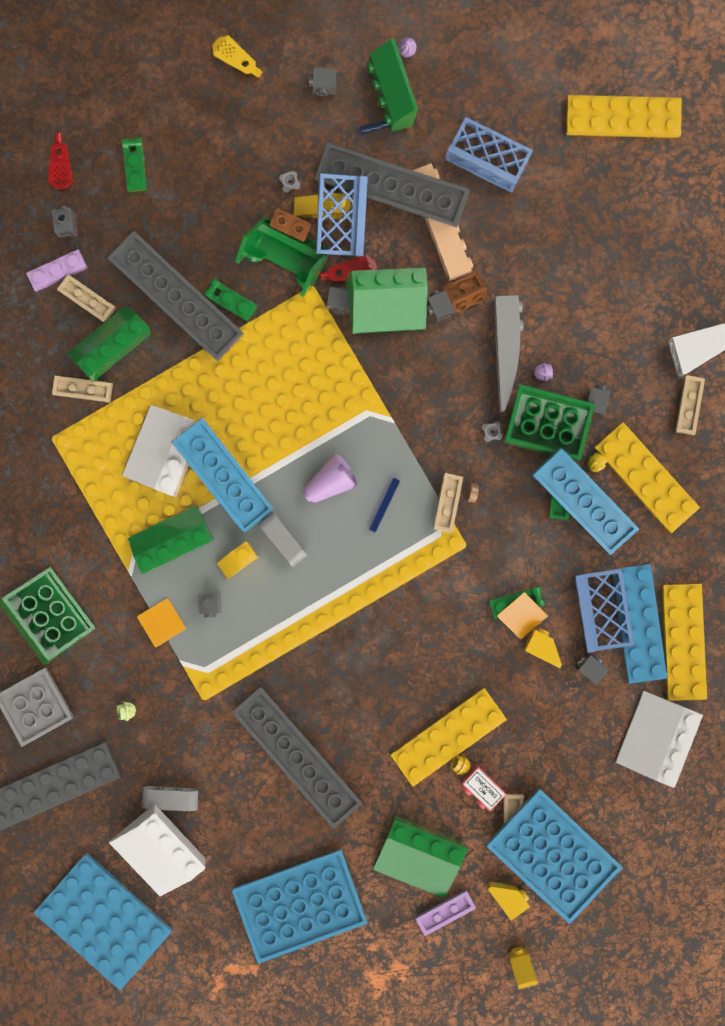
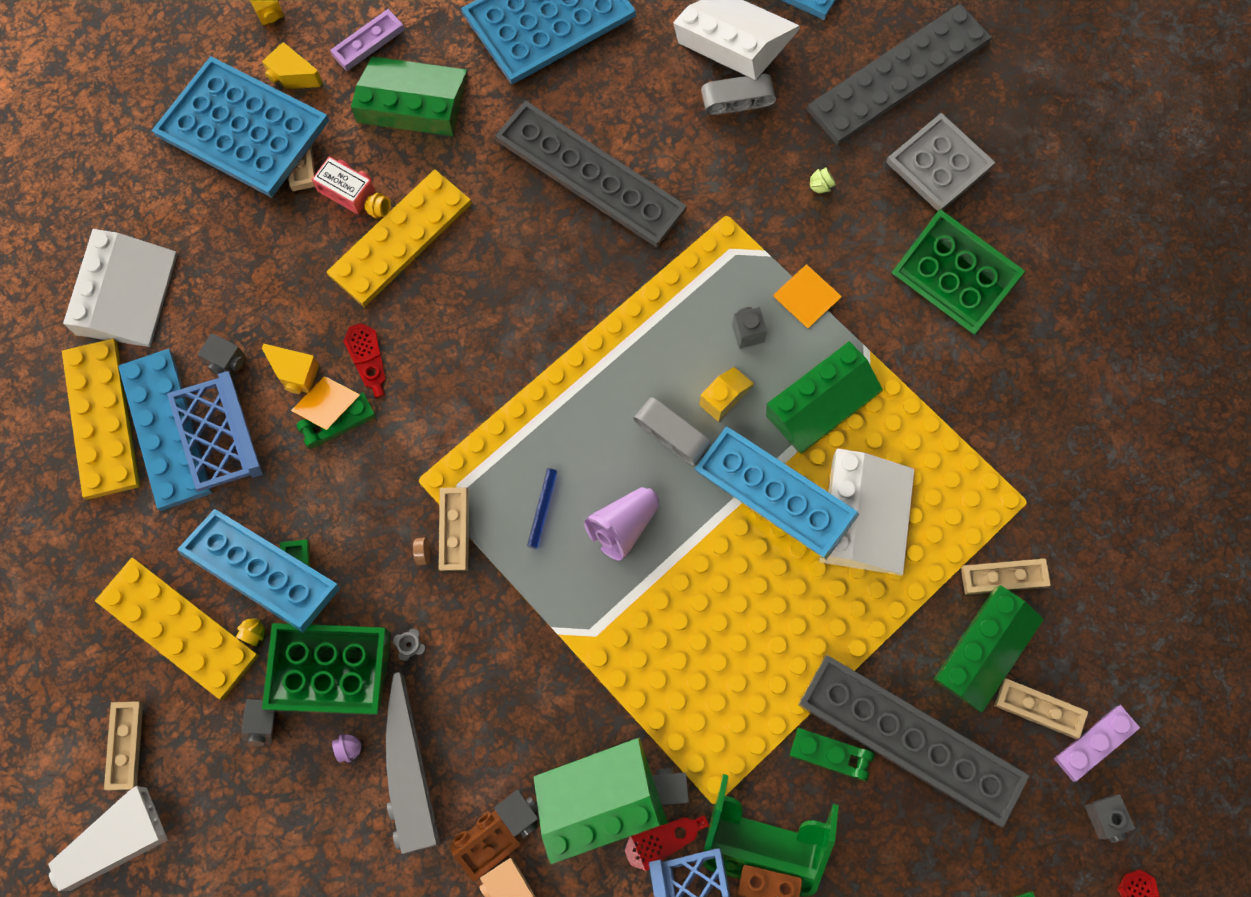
camera: 170 degrees right, 15 degrees down
(488, 643) = (368, 361): none -> red piece

